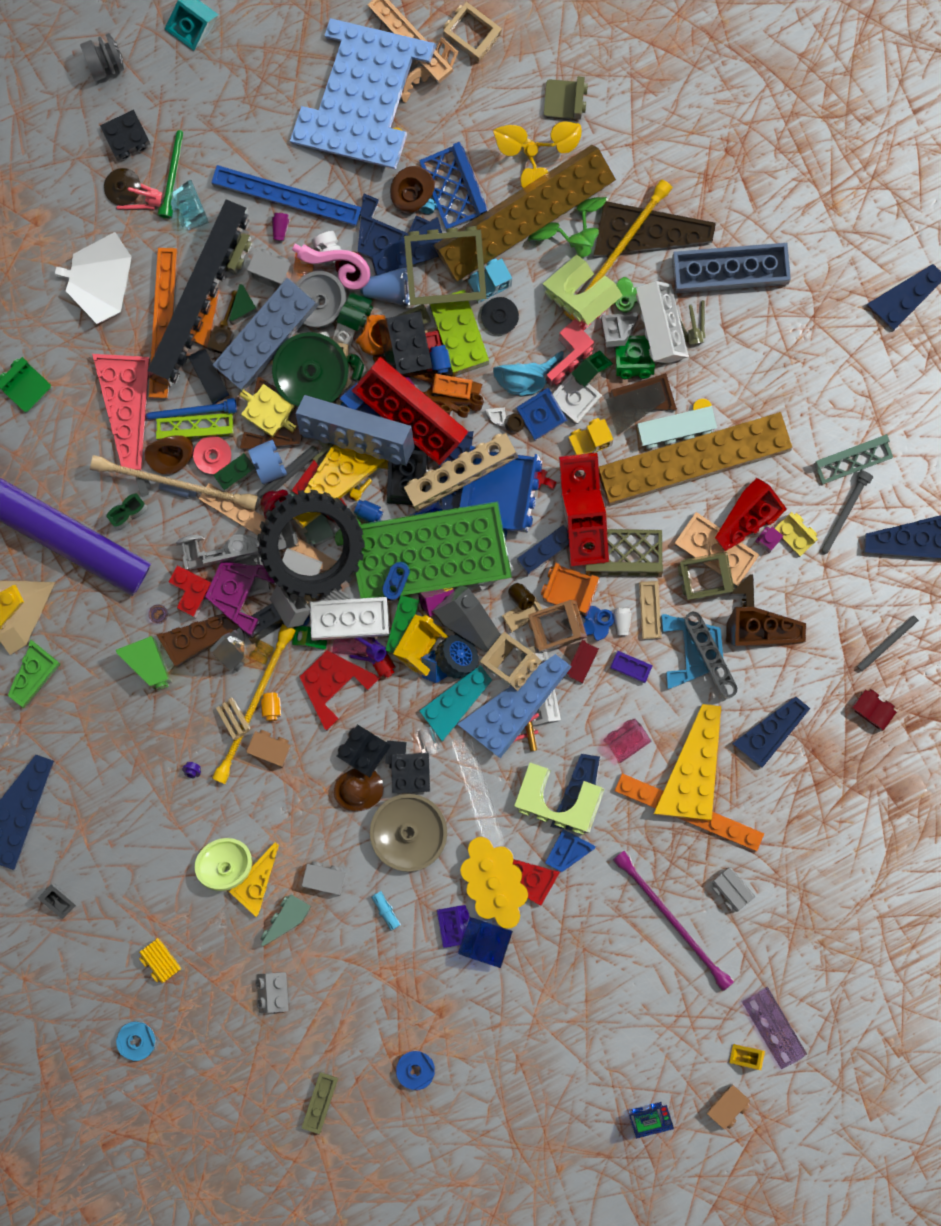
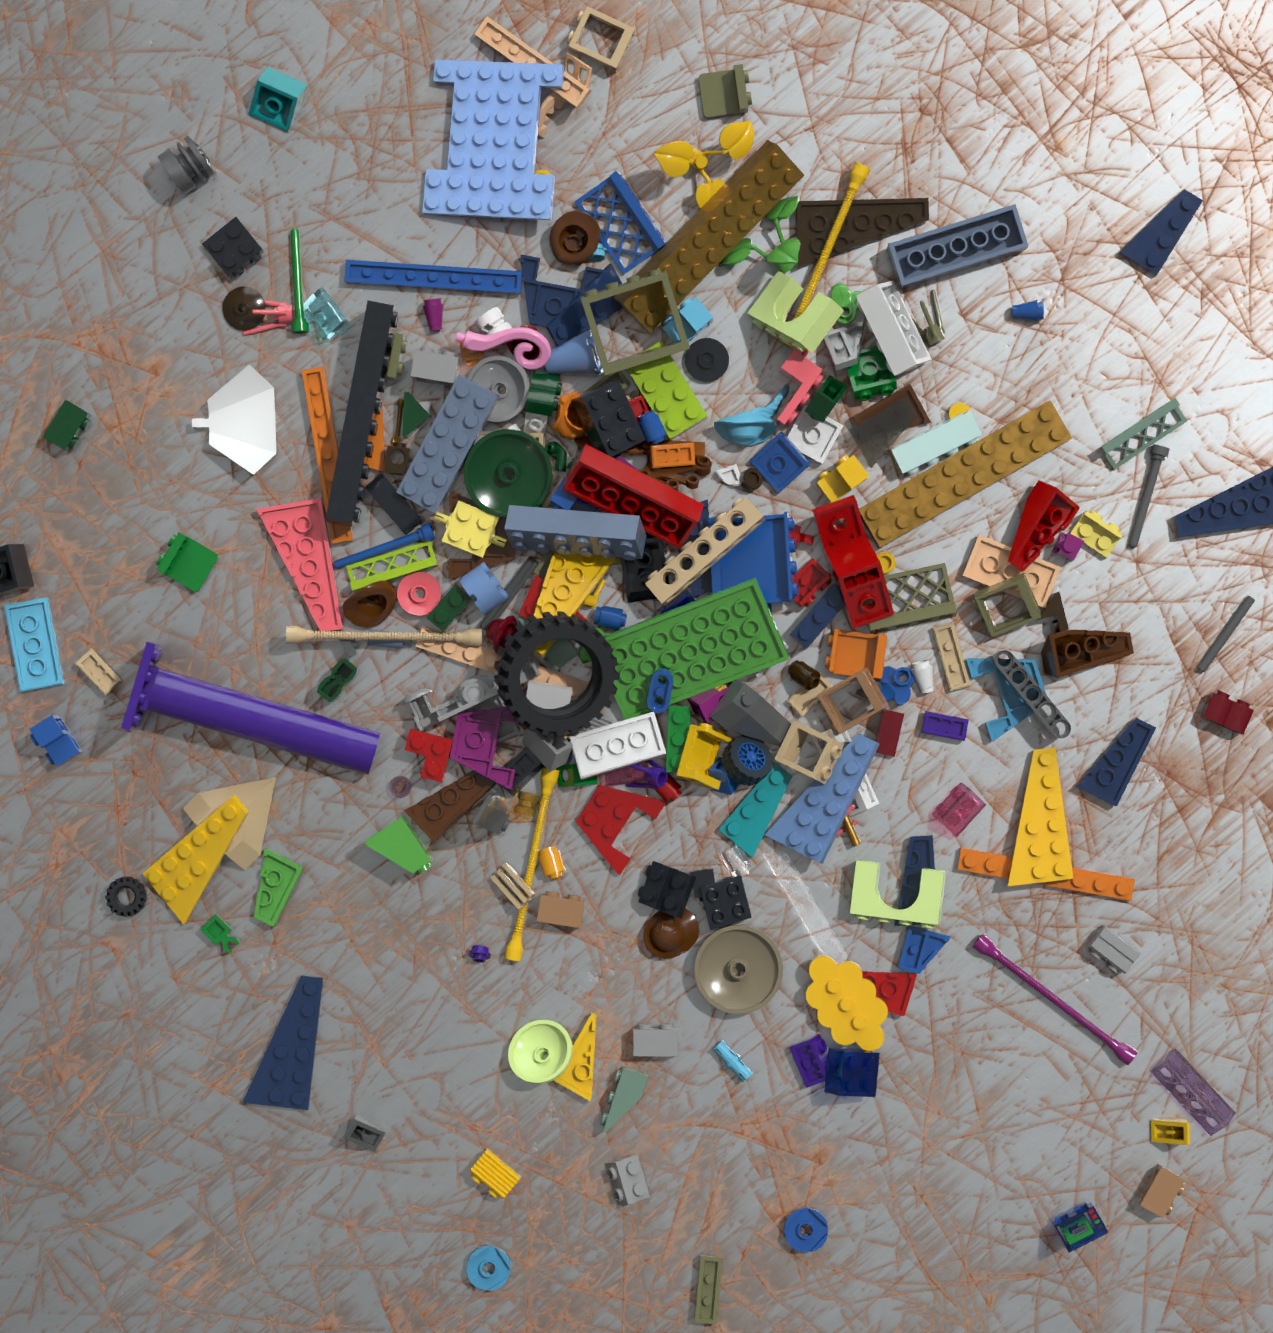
camera: 10 degrees left, 5 degrees up
(544, 518) = (809, 580): none -> red bracket
(613, 518) = (887, 562): none -> yellow tile
(780, 335) = (1029, 311): none -> blue cone

